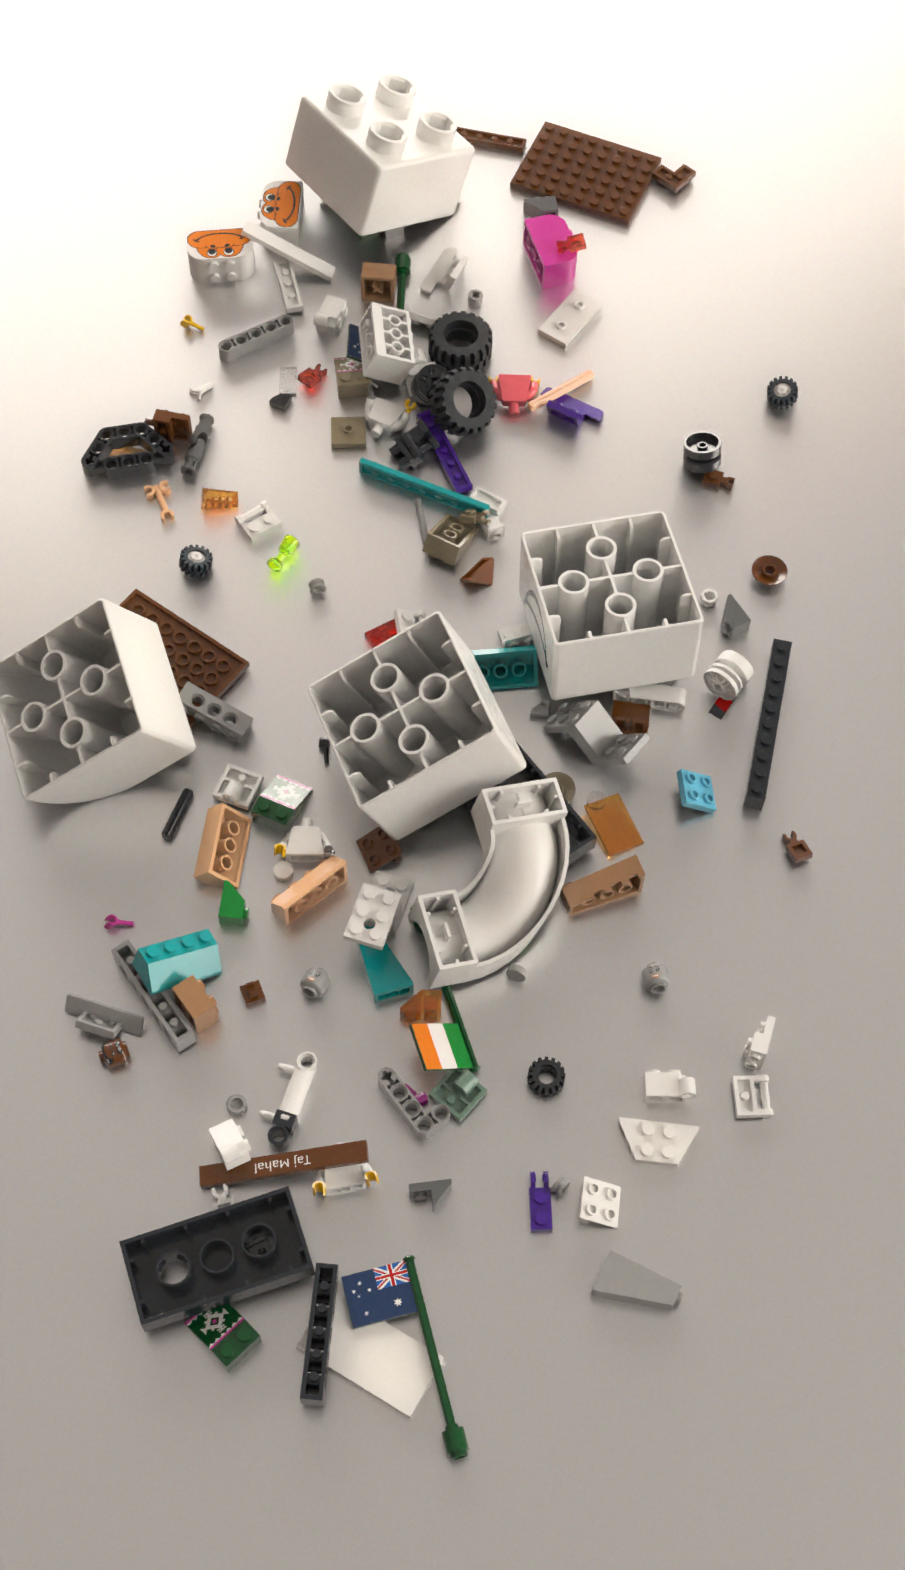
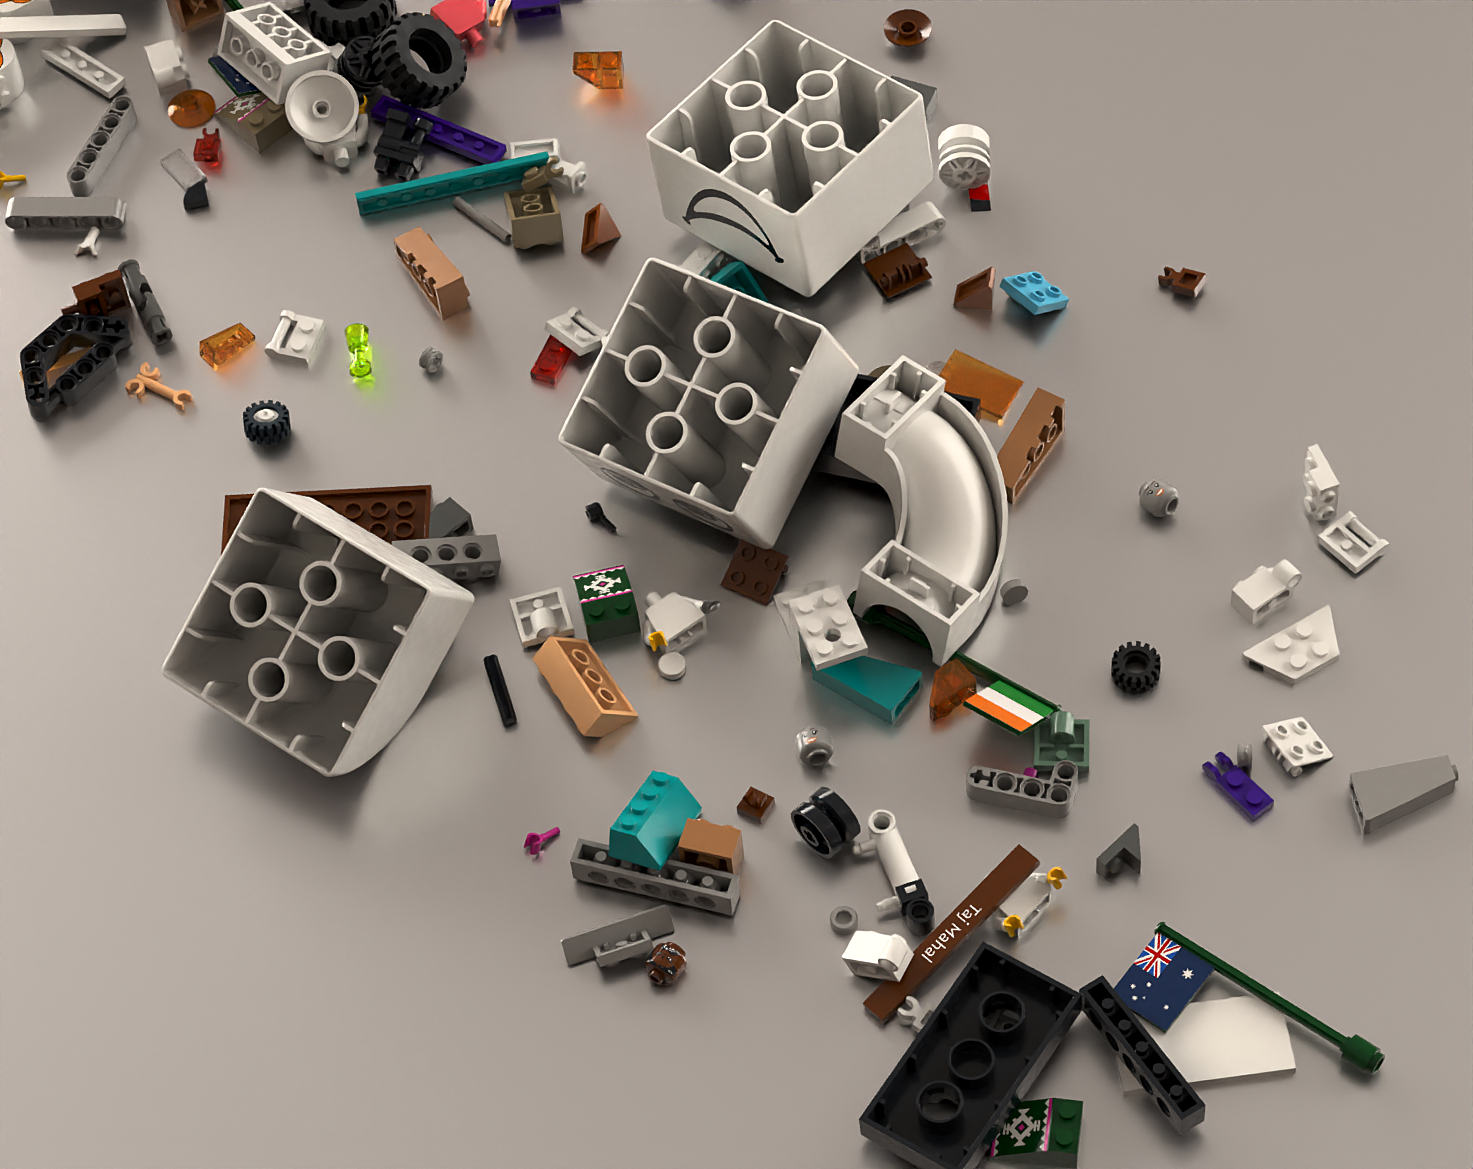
camera: 30 degrees left, 5 degrees down
(203, 364) = (65, 213): none -> light grey beam
(232, 907) = (653, 735): green slope -> none
(236, 692) = (449, 520): none -> dark grey slope
(273, 1037) = (825, 822): none -> black wheel
(309, 889) = (721, 660): light nougat slope -> none
(325, 347) = (191, 108): none -> clear orange dish
(348, 432) = (307, 180): dark tan plate -> none
(363, 534) = (432, 272): none -> medium nougat wedge
(382, 381) = (324, 90): none -> white dish
(566, 475) = (600, 69): none -> clear orange slope
(596, 733) = (884, 301): light grey bracket -> none
(663, 765) = (976, 291): none -> dark orange slope
(767, 725) = (1046, 180): black brick -> none

